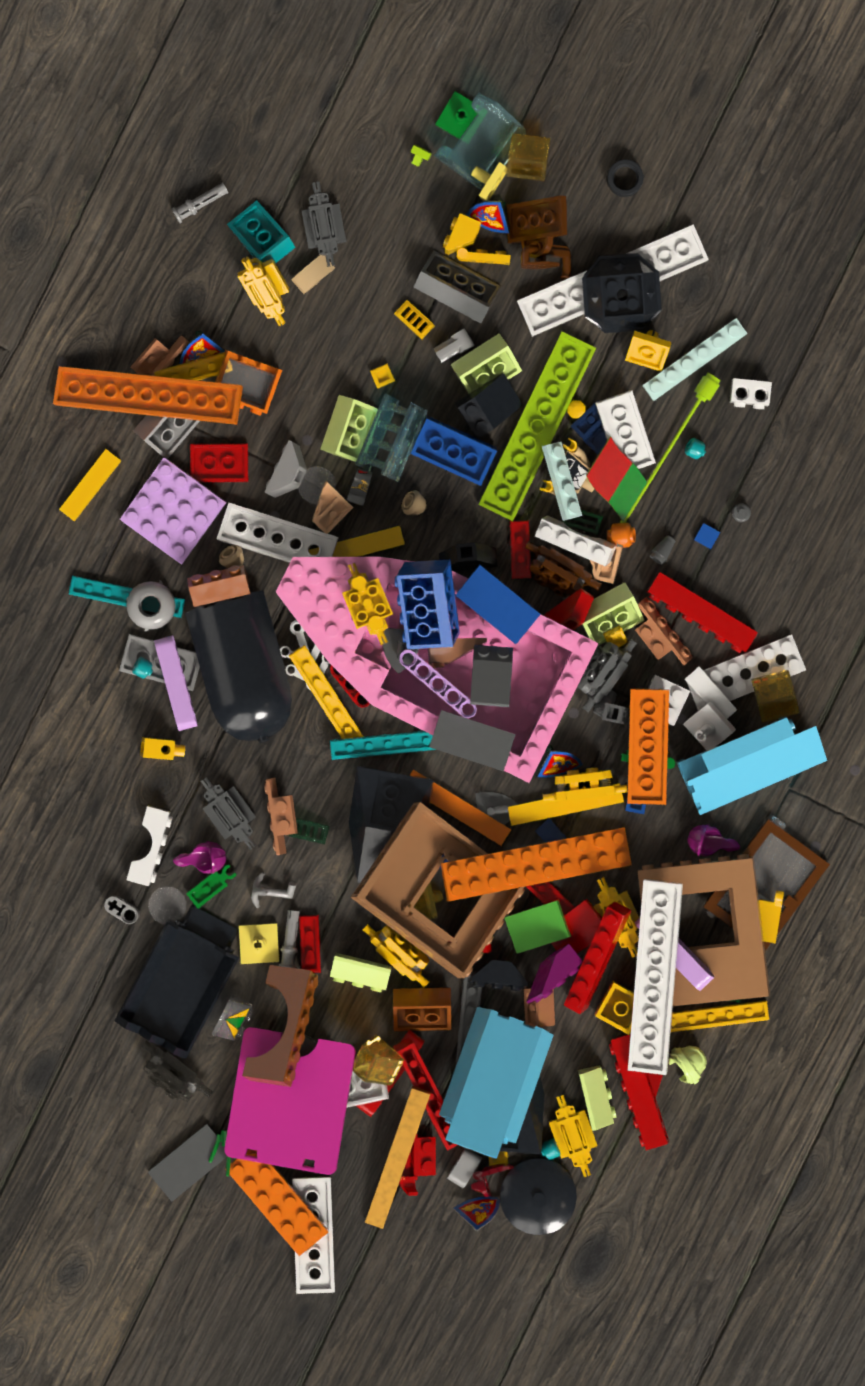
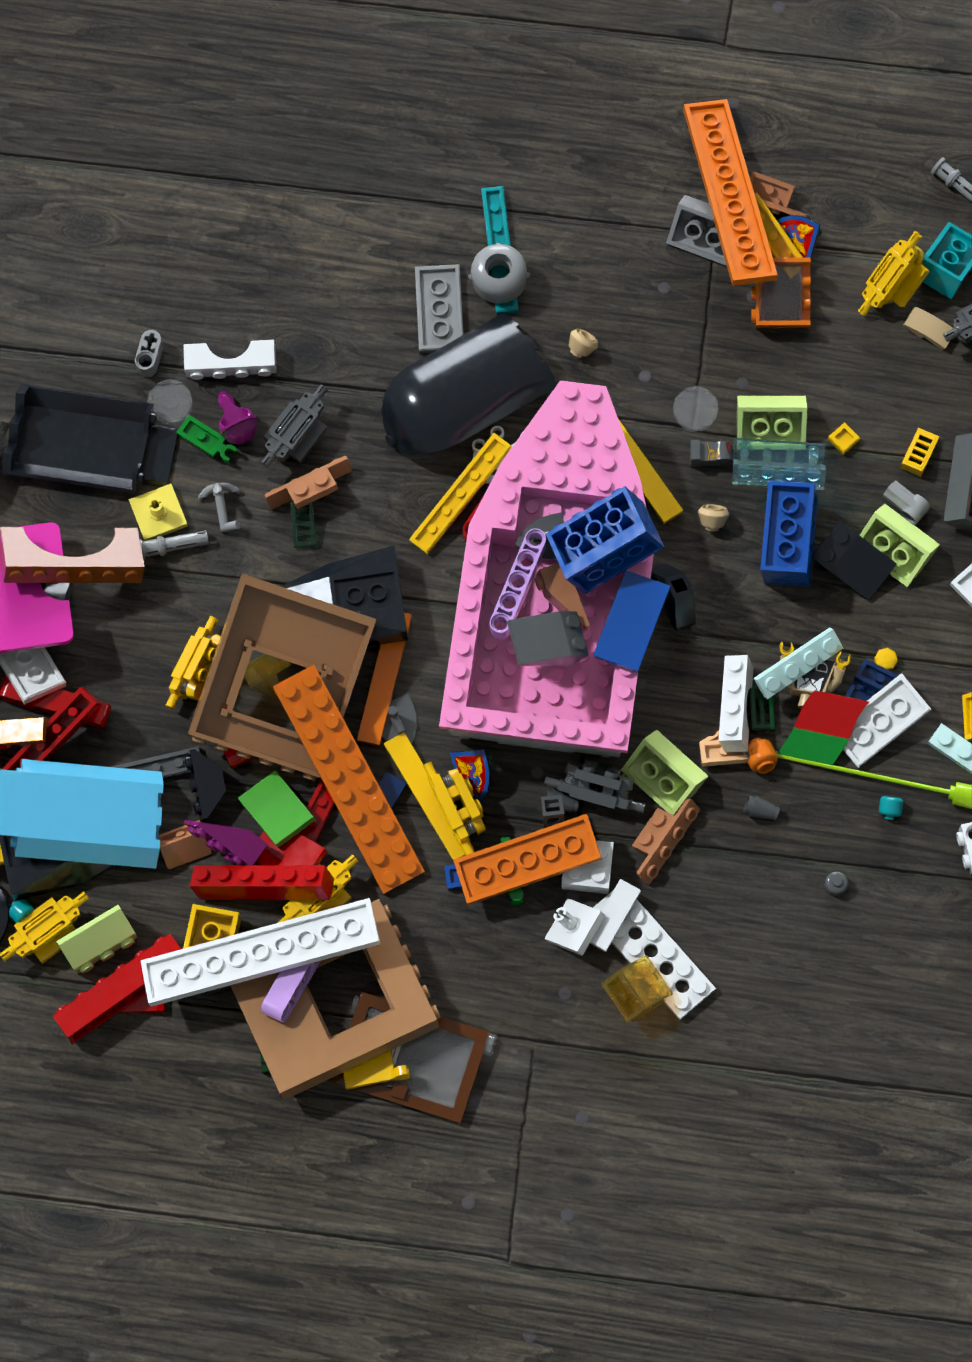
camera: 80 degrees right, 15 degrees down
(90, 485) = (609, 173): yellow tile -> none
(142, 668) = (426, 287): teal piece -> none
(152, 748) = (341, 326): yellow torso -> none
(173, 510) = (612, 266): lavender plate -> none
(175, 683) = (421, 327): lavender beam -> none
(218, 585) = (547, 332): slope -> none
(219, 462) = (682, 298): red tile -> none
(231, 1021) = (63, 503): clear slope -> none
(272, 526) = (632, 373): white plate -> none
(287, 472) = (699, 370): light grey slope -> none
(310, 943) = (176, 568): red tile -> none
(330, 509) = (674, 428): light nougat wing -> none
(360, 972) = (160, 629): yellowish green slope -> none
(367, 603) = (581, 476): yellow piece -> none
(377, 1062) = (61, 670): clear yellow slope -> none
(380, 745) = (428, 571): teal tile -> none
(422, 1009) = (139, 712): dark orange slope -> none
(472, 740) = (466, 644): dark grey tile -> none
(519, 554) = (703, 651): red tile -> none
(537, 426) = (854, 622): lime plate -> none
(559, 571) = (693, 699): reddish brown piece -> none
(572, 610) = (654, 723): red slope -> none
(616, 636) = (641, 788): yellow tile -> none
(691, 1061) = (173, 1034): yellowish green helmet -> none
(702, 612) = (705, 875): red brick -> none
(707, 536) = (795, 854): blue tile -> none
(708, 840) = (440, 970): magenta piece -> none
(719, 1016) = (236, 1050): yellow tile -> none
(750, 763) = (548, 984): medium azure panel -> none

